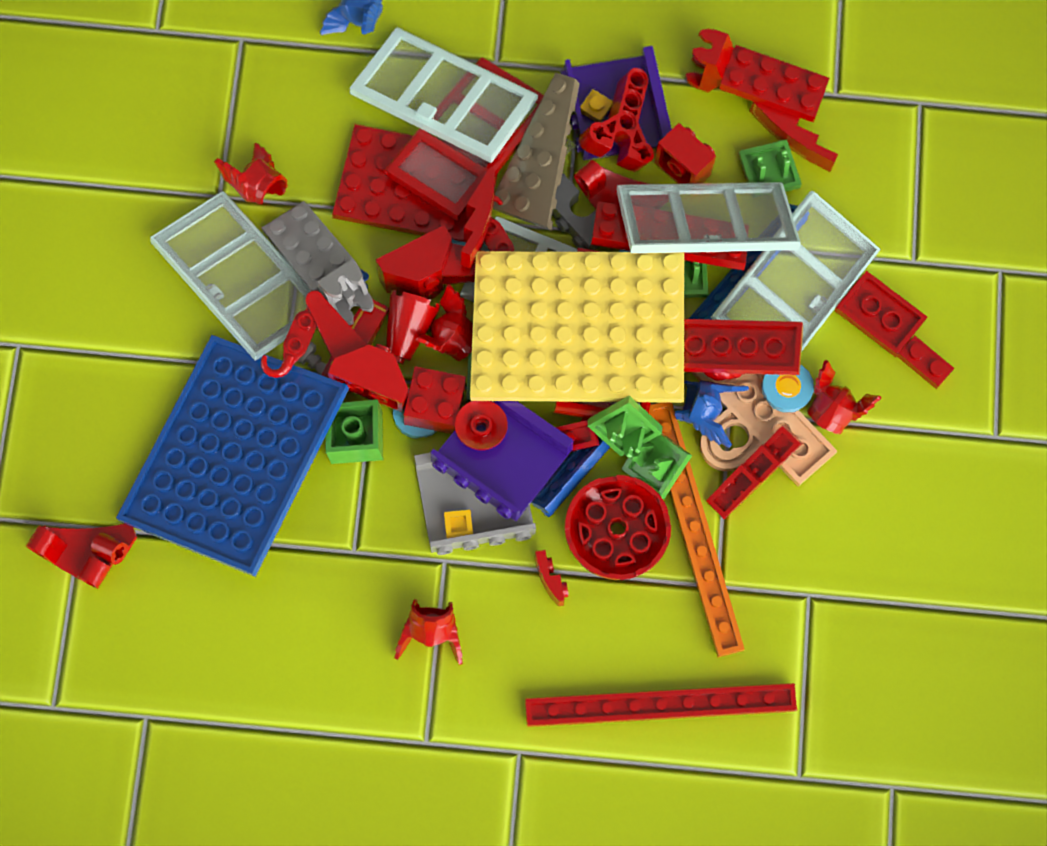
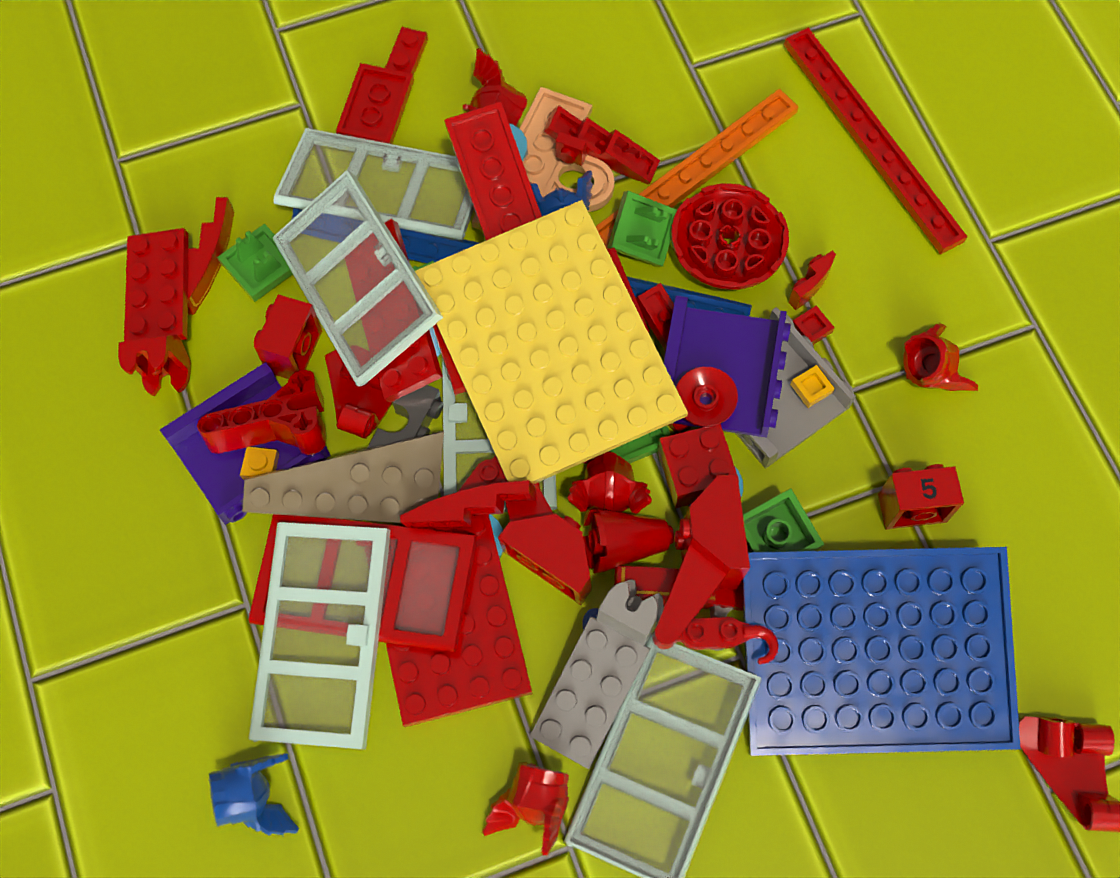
camera: 110 degrees left, 5 degrees down
(327, 547) = (920, 496): none -> red brick
(510, 556) = (813, 325): none -> red plate
(625, 426) = (634, 256): bright green plate -> none
(756, 437) = (570, 149): none -> red plate

